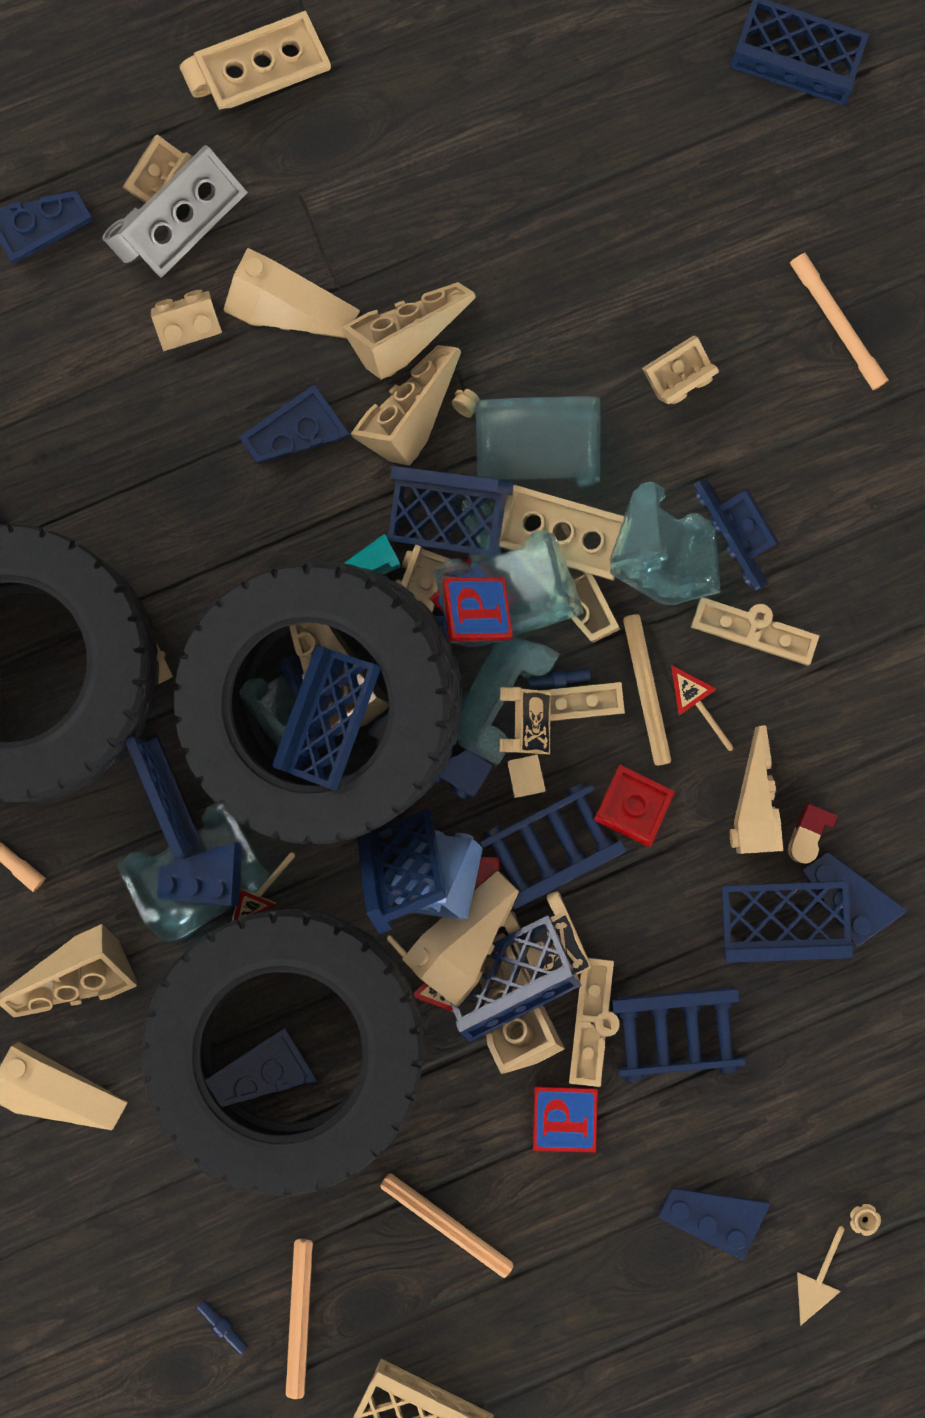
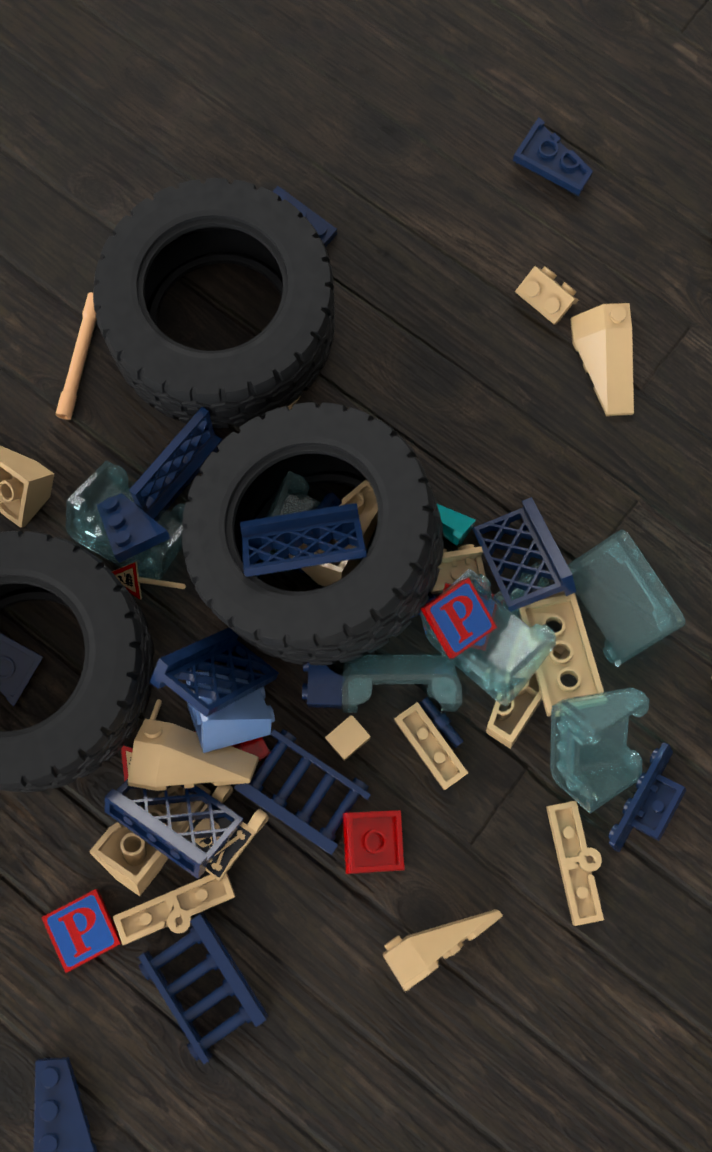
camera: 60 degrees right, 10 degrees down
(136, 231) = (587, 223): light grey hinge -> none
(155, 168) = (641, 216): tan bracket -> none
(294, 428) = (515, 413): dark blue wing -> none
(397, 336) = (628, 448): tan wedge -> none
(406, 418) = (574, 491): tan wedge -> none
(465, 402) = (613, 525): tan plate -> none
(531, 721) = (394, 713): tan flag -> none
(647, 689) = (473, 799): tan axle -> none
(690, 692) = (494, 837): piece -> none
(792, 948) = (325, 1048): dark blue fence -> none
(807, 832) = (433, 1005): leg -> none
(869, 906) = (398, 1079): dark blue wing -> none

